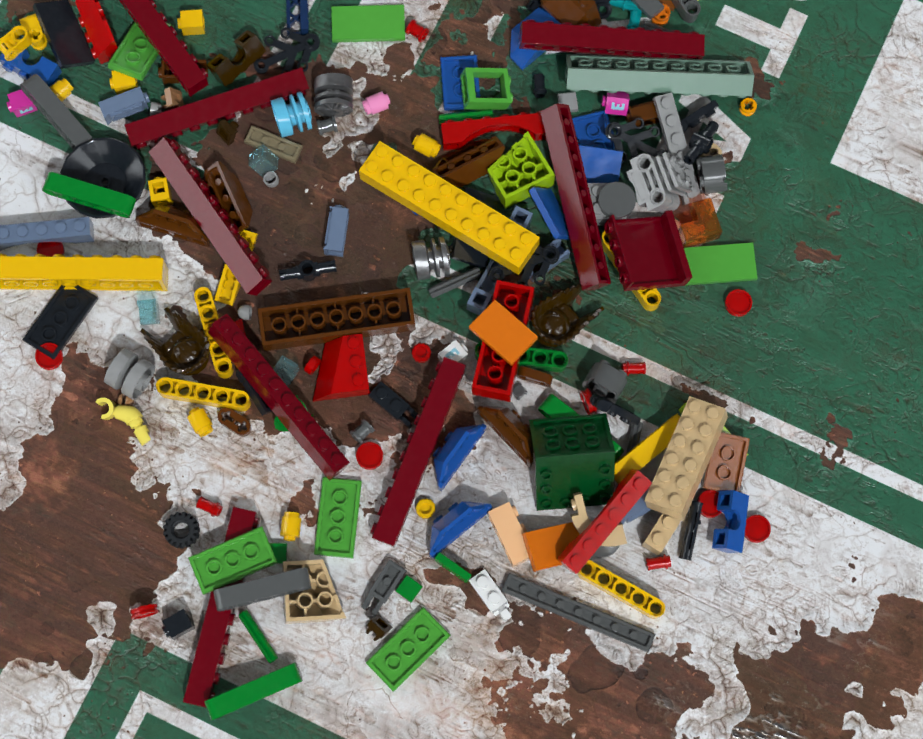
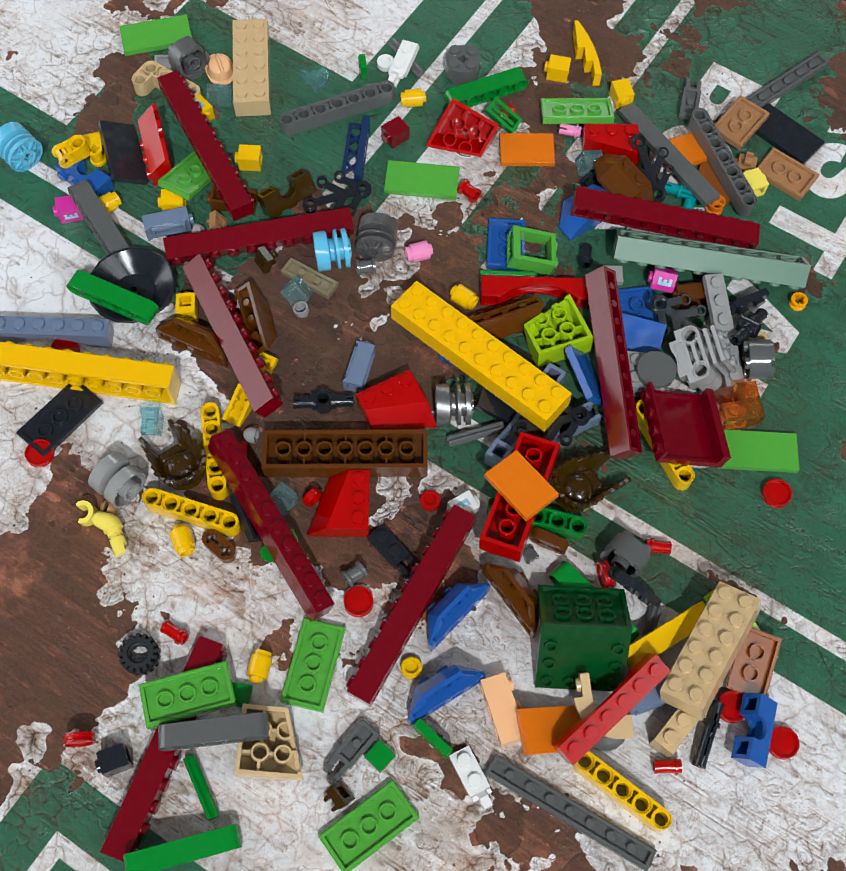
camera: 10 degrees right, 10 degrees down
(377, 265) = (396, 405): none -> red wedge

